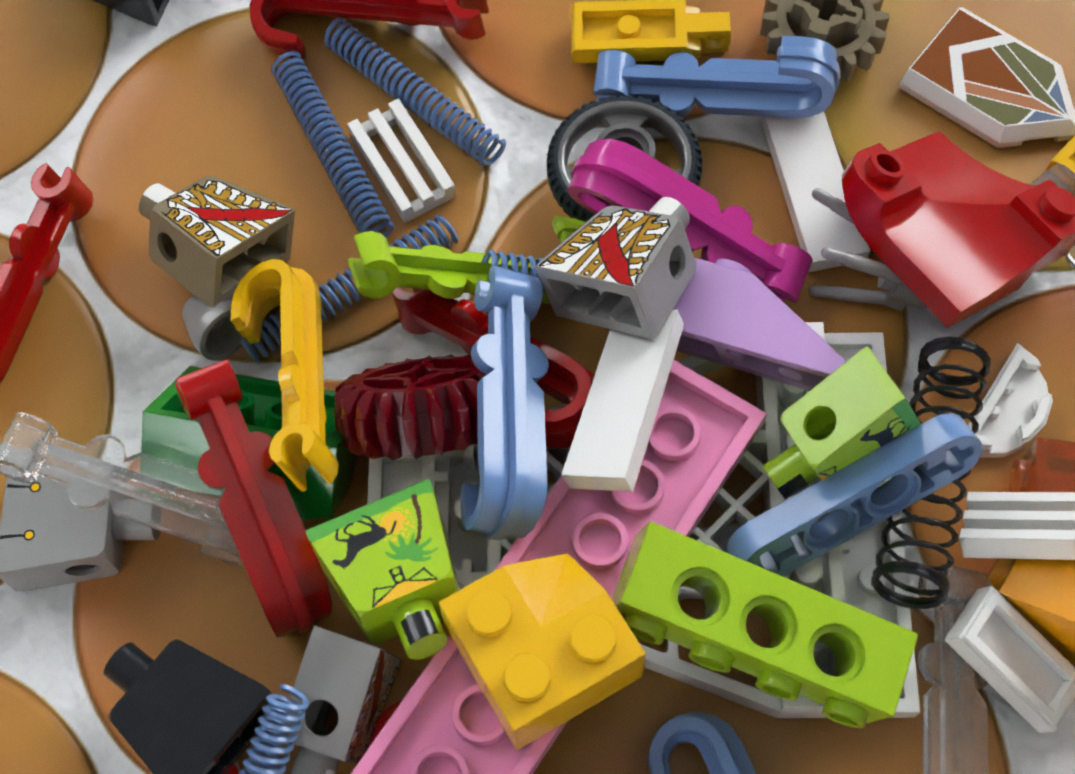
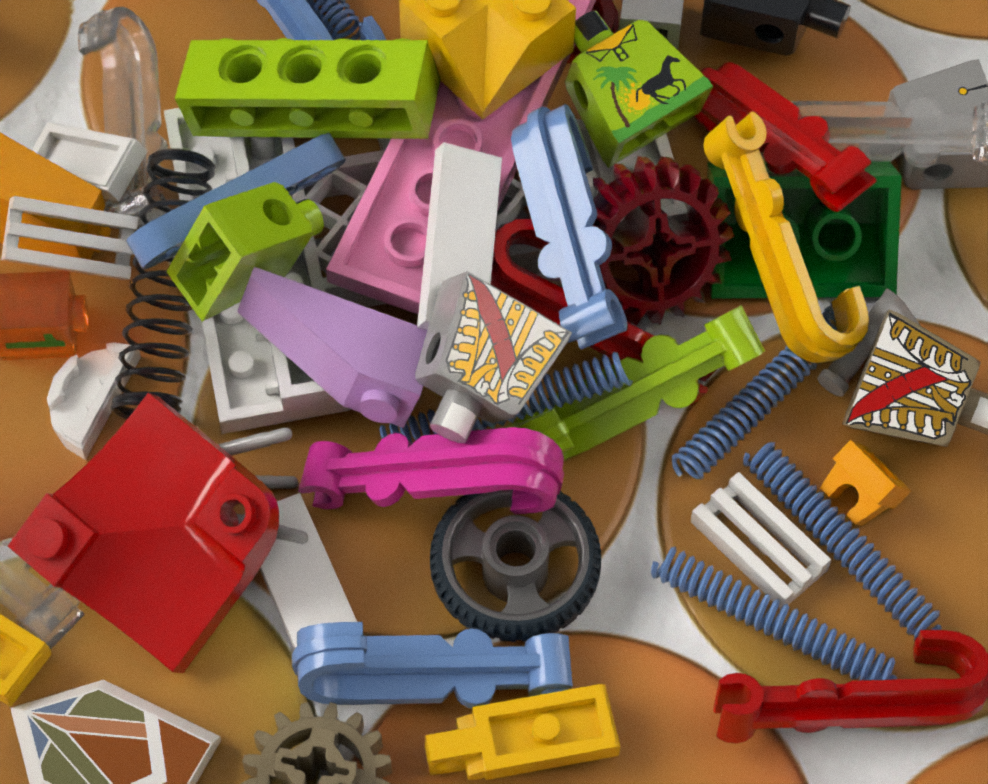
camera: 165 degrees right, 5 degrees down
(288, 177) = (874, 481): none -> light orange tile

